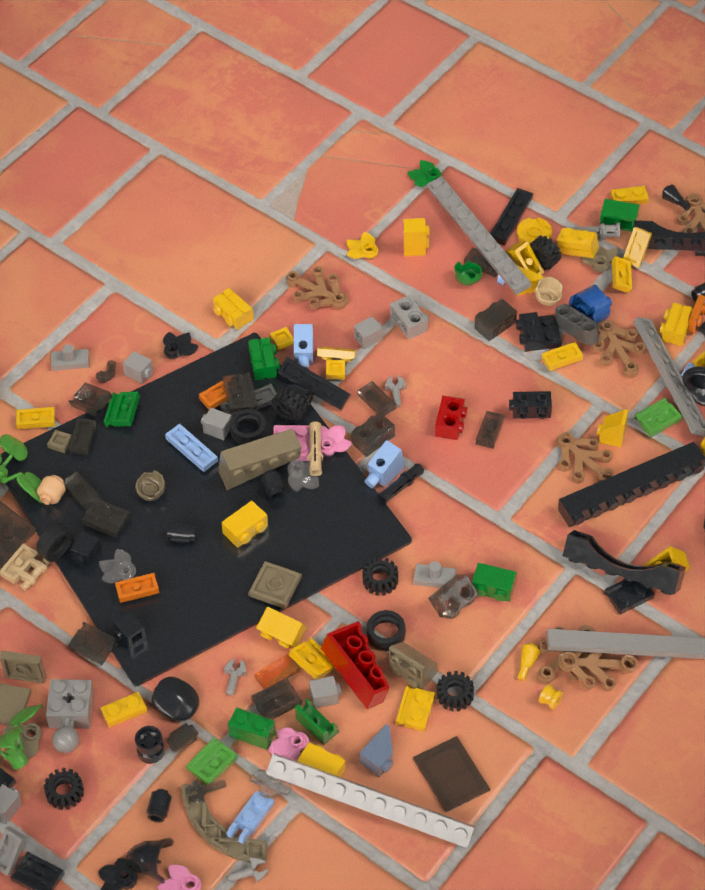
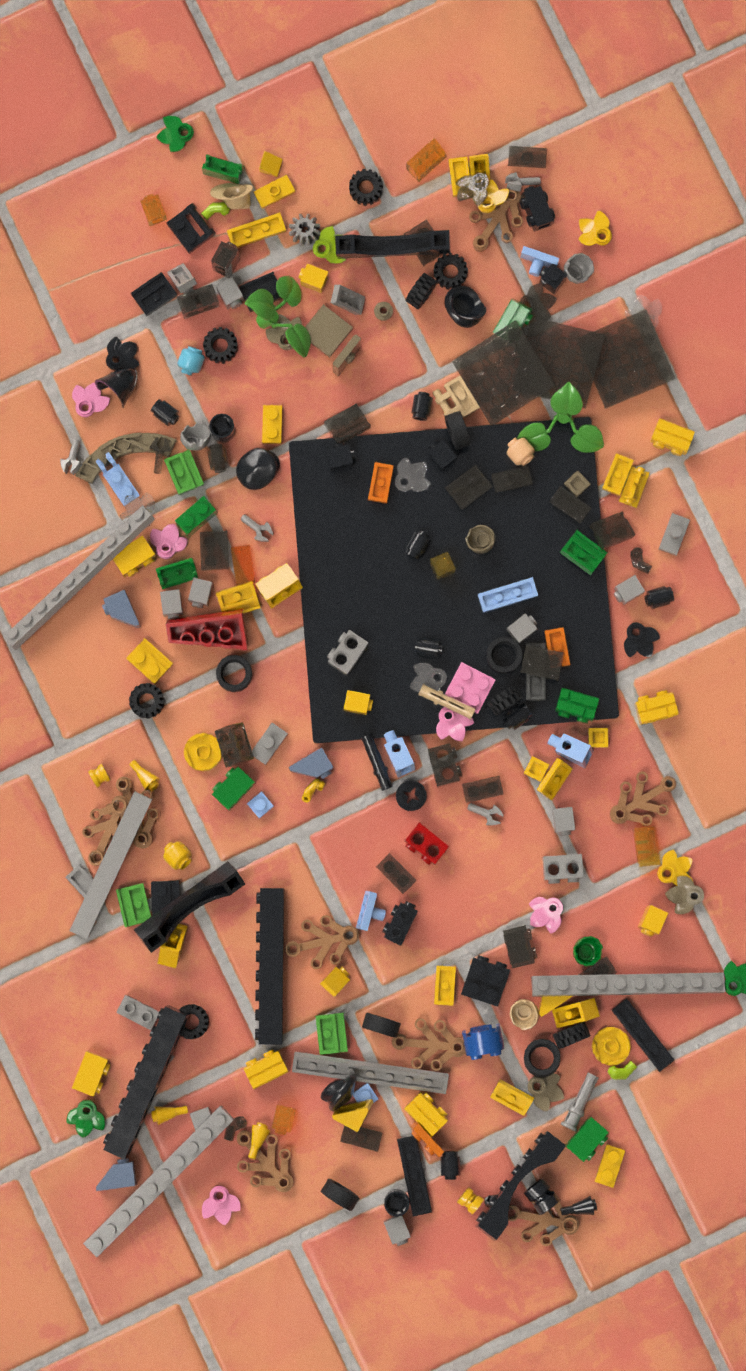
camera: 115 degrees right, 30 degrees up
(27, 823) = (198, 301): none -> clear smoke brick
(42, 401) = (634, 486): none -> yellow hinge
(44, 590) = (421, 406): none -> black brick
(69, 708) = (291, 368): light grey brick -> none
(92, 806) = (191, 360): none -> medium azure head
(131, 343) = (659, 597): none -> black brick
(170, 764) = (195, 437): none -> light grey hair
(191, 504) = (442, 565): none -> clear yellow brick
(244, 524) = (398, 603): yellow brick -> none
(257, 457) = (456, 645): dark tan wedge -> none
(275, 585) = (323, 600): dark tan plate -> none
(315, 539) = (351, 654): none -> light grey brick
(316, 384) = (526, 739): black tile -> none
(349, 711) = (171, 604): none -> light grey brick
(356, 272) = (646, 846): none -> clear yellow brick
(356, 516) = (358, 702): none -> yellow brick
(378, 230) = (682, 895): none -> dark tan plate
(380, 585) = (302, 696): black tyre -> none
(411, 665) = (186, 675): dark tan slope -> none
(422, 448) = (409, 786): none -> black gear
(432, 529) = (313, 765): none -> sand blue slope
(451, 774) = (76, 659): clear smoke piece -> none
(455, 314) = (544, 915): none -> bright pink plate
(455, 524) = (310, 789): none -> yellow arm
(475, 625) = (202, 752): none -> yellow tile
(495, 557) = (260, 805): none -> light blue plate
(536, 434) = (369, 911): none -> light blue tile
(548, 214) = (622, 1073): none -> lime arm
(576, 255) = (542, 1043): none -> black tyre
(576, 324) = (478, 1013): dark grey beam -> none
(578, 242) = (568, 1075): yellow brick -> none
(583, 598) = (177, 855): none -> yellow head
(627, 379) = (381, 1025): none -> black tyre
(637, 246) = (532, 1128): yellow plate -> none
(650, 614) = (133, 904): none -> bright green plate
(657, 670) = (80, 880): none -> light grey tile
(686, 218) = (542, 1196): none -> black wheel

